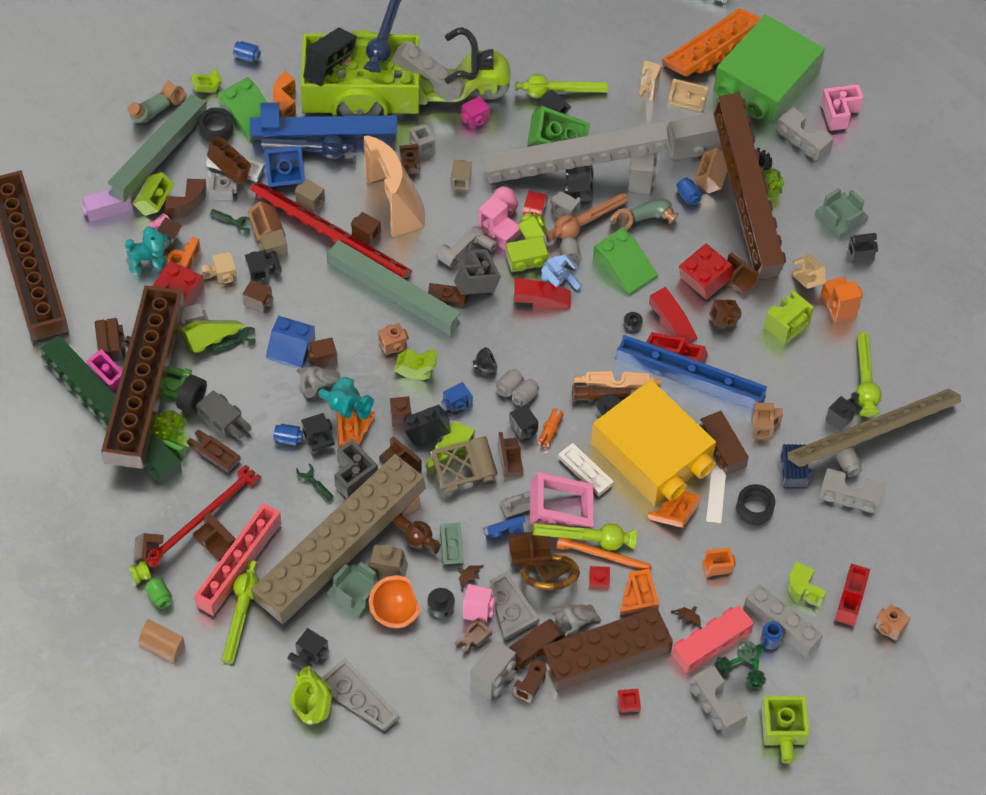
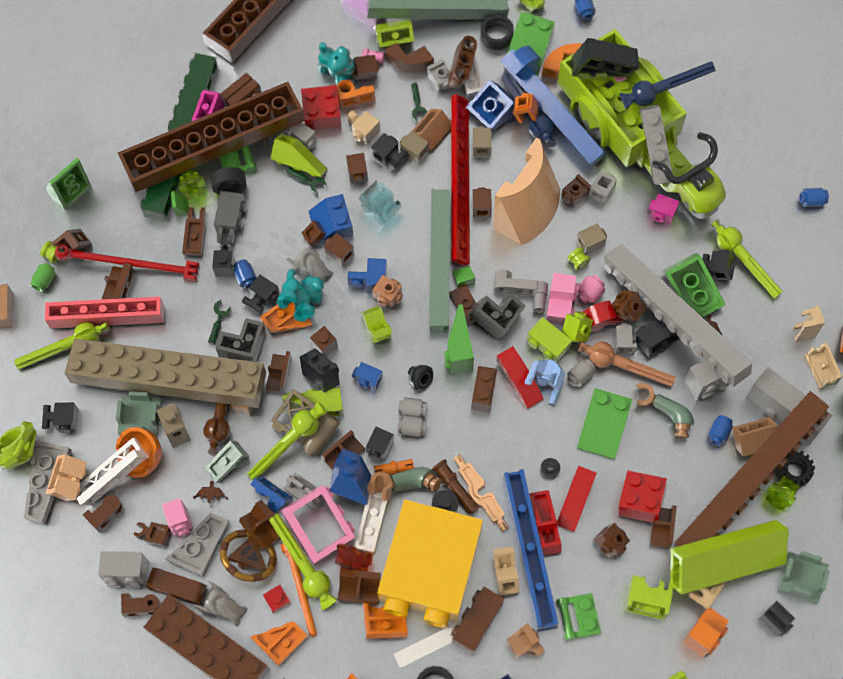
camera: 60 degrees right, 10 degrees up
(83, 518) = (68, 184): none -> bright green slope
(264, 443) = (223, 260): none -> black brick
(292, 361) = (313, 233): none -> reddish brown tile
(307, 295) = (380, 202): none -> clear light blue brick
(309, 141) = (525, 104): none -> orange window
(368, 344) = (375, 269): none -> blue brick
(373, 672) = (66, 477): none -> light nougat piece
(404, 632) = (114, 474): none -> white fence
(421, 279) = (464, 276): none -> bright green slope
(425, 657) = (104, 513): none -> reddish brown leg
(441, 603) = (167, 488): black piece -> none
(471, 193) = (578, 258): none -> lime wheel
(471, 458) = (304, 424): none -> lime piece
(482, 313) = (459, 352): none -> bright green slope
(533, 323) = (484, 389): none -> reddish brown brick
(539, 455) = (350, 477): none -> blue slope
(544, 180) = (628, 305): none -> reddish brown brick
(545, 13) = (813, 197): none -> blue brick
(572, 415) = (414, 478): none -> piece
(609, 497) = (350, 558): none -> clear red hips
(634, 508) = (359, 586): none -> reddish brown panel
(697, 400) = (505, 571): none -> tan brick
(769, 370) = (585, 615): none -> bright green plate
(798, 240) = (728, 556): none -> lime brick

